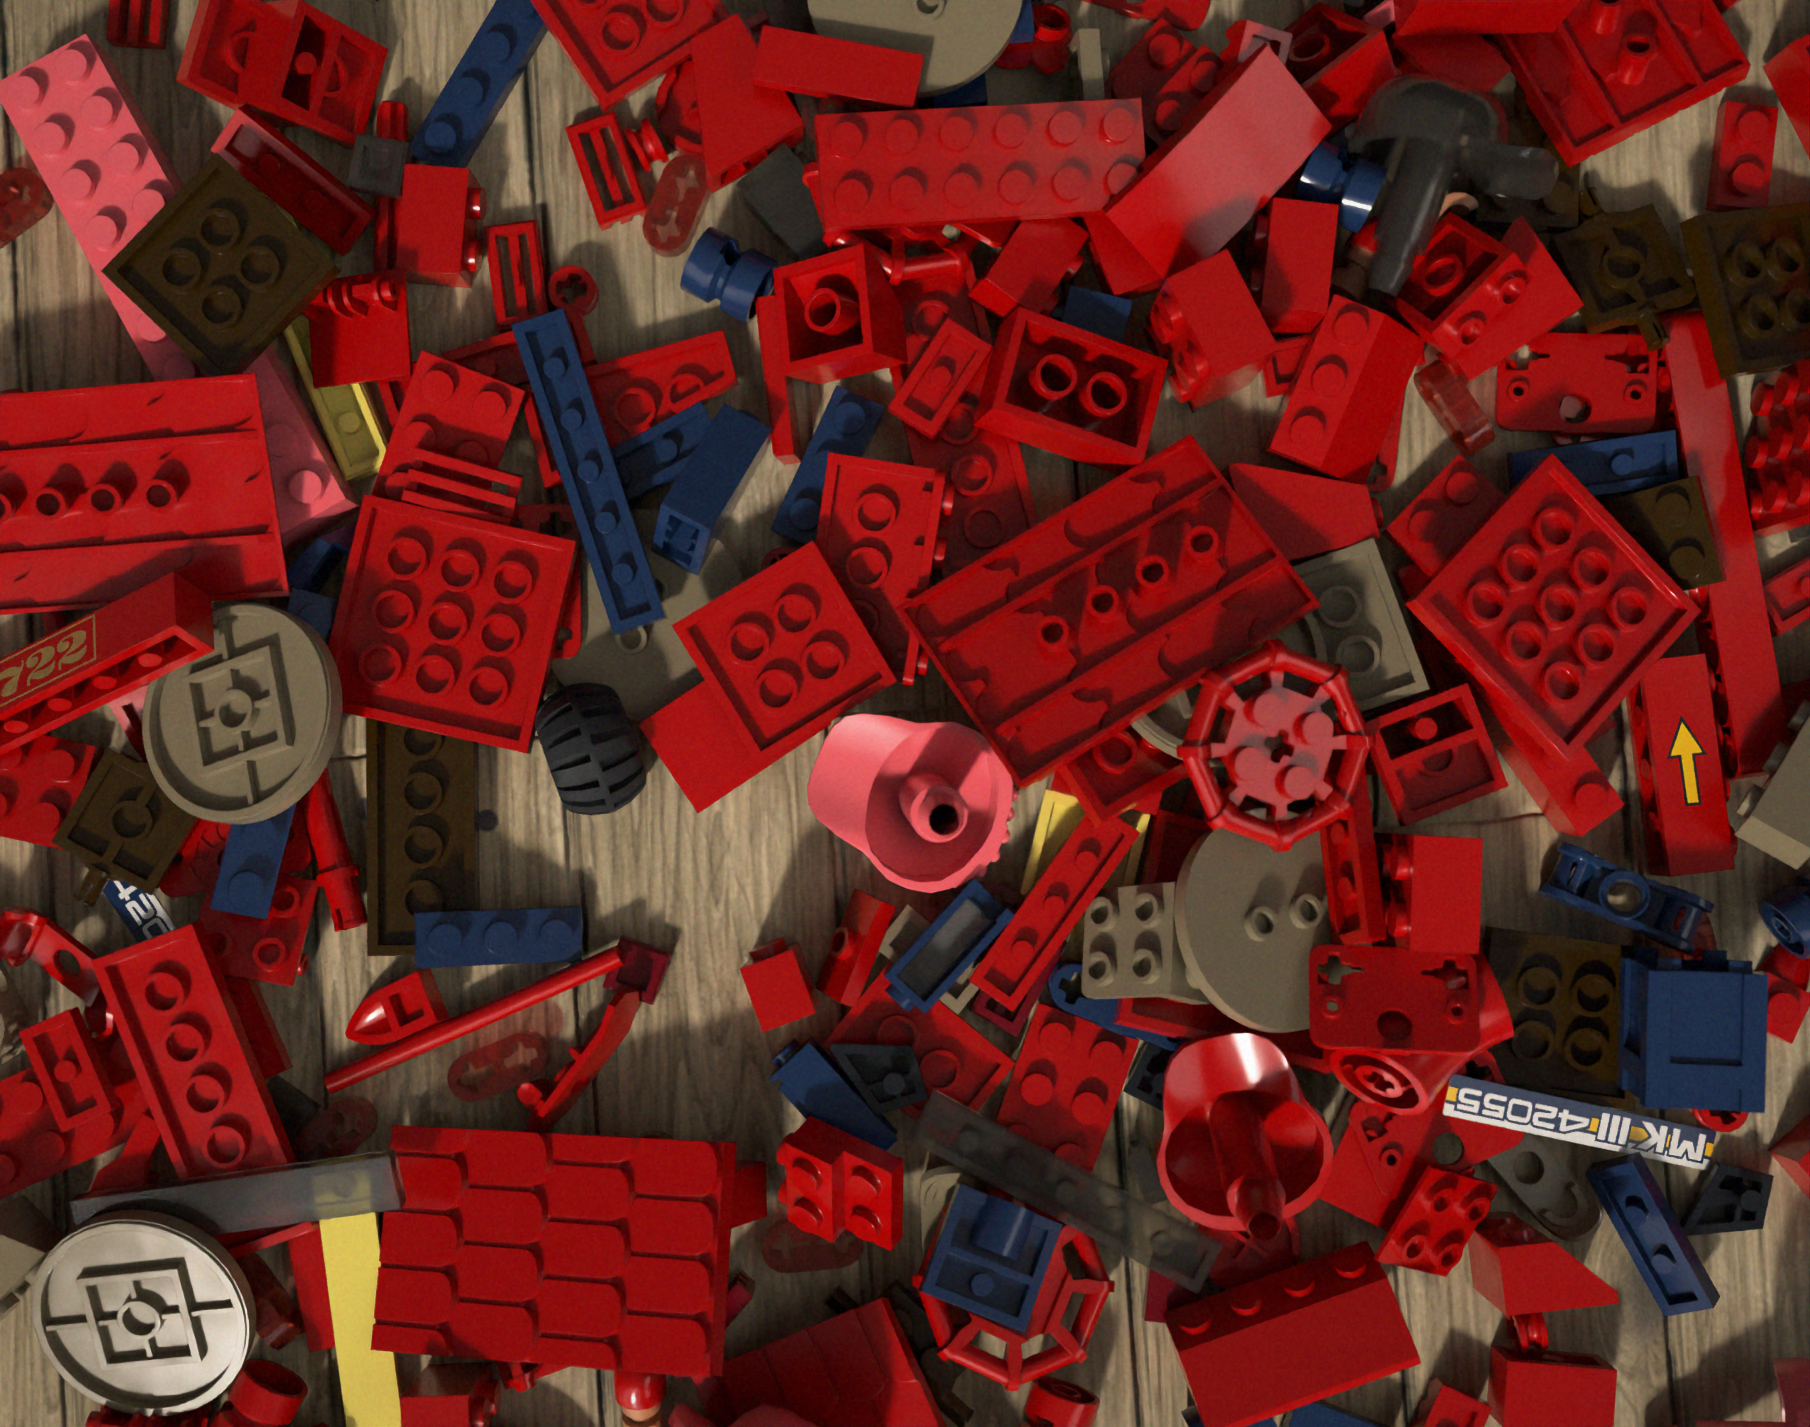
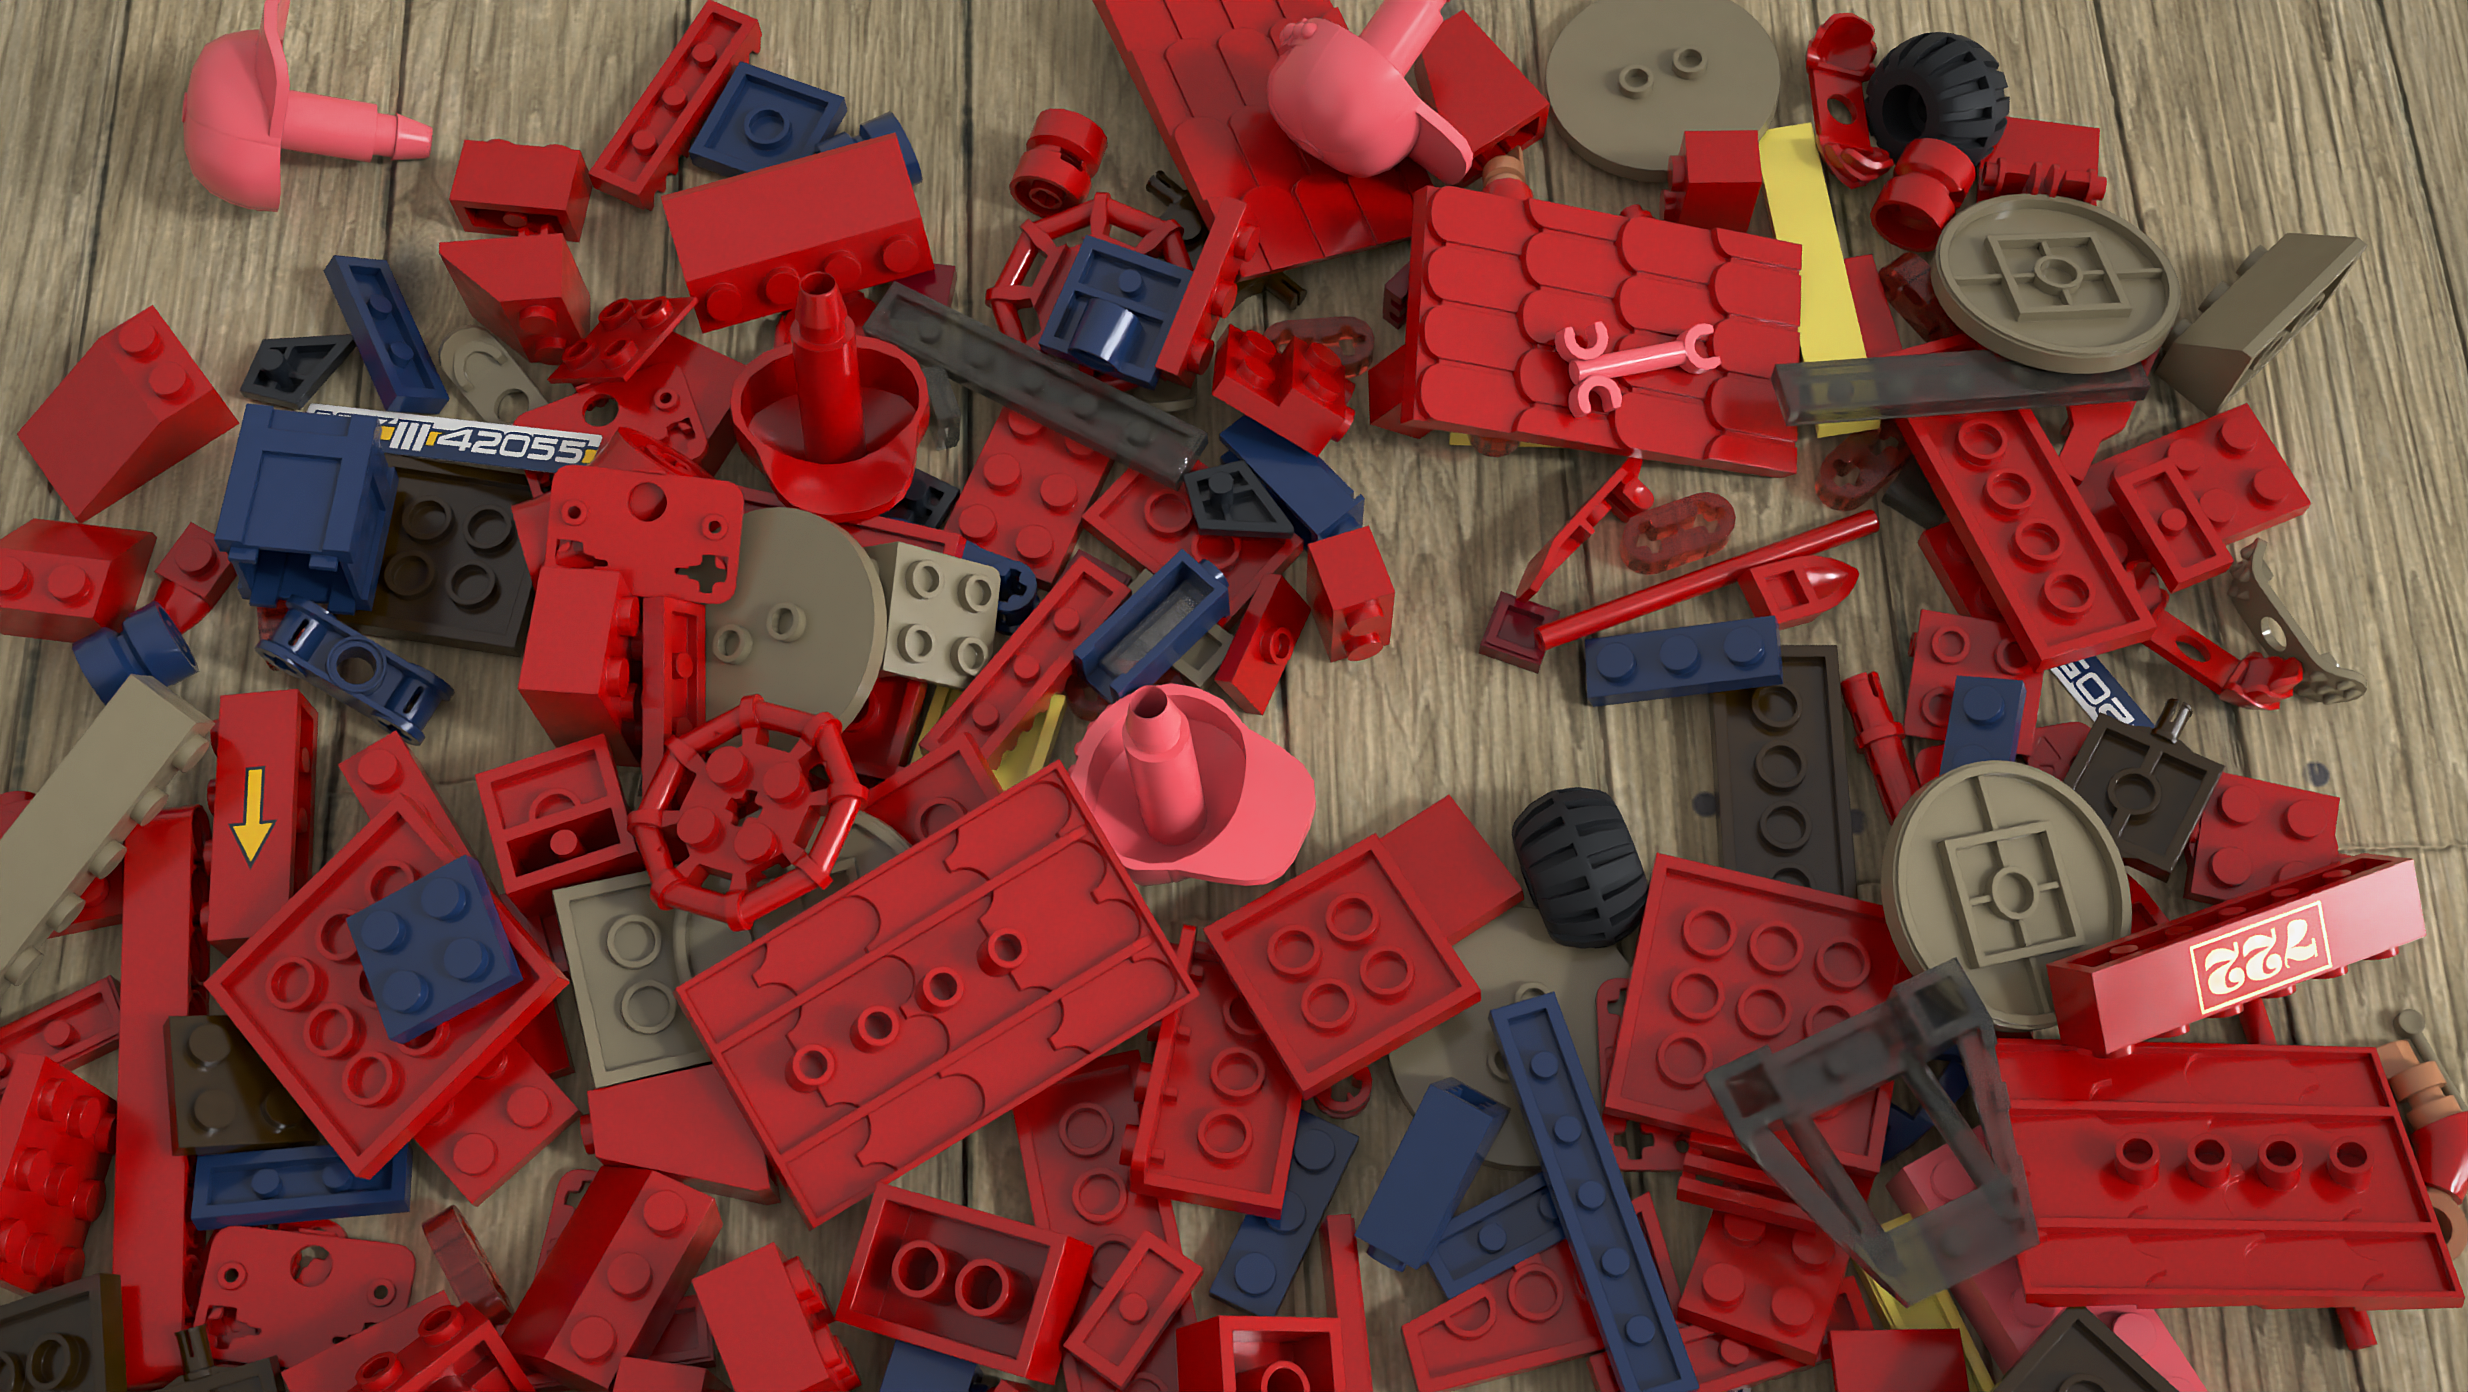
camera: 175 degrees left, 20 degrees down
(343, 589) = (1860, 1054): none -> clear smoke windscreen
(561, 1204) = (1593, 371): none -> coral bar
(908, 1275) = (1209, 293): none -> red plate
(1518, 623) = (434, 949): none -> dark blue plate

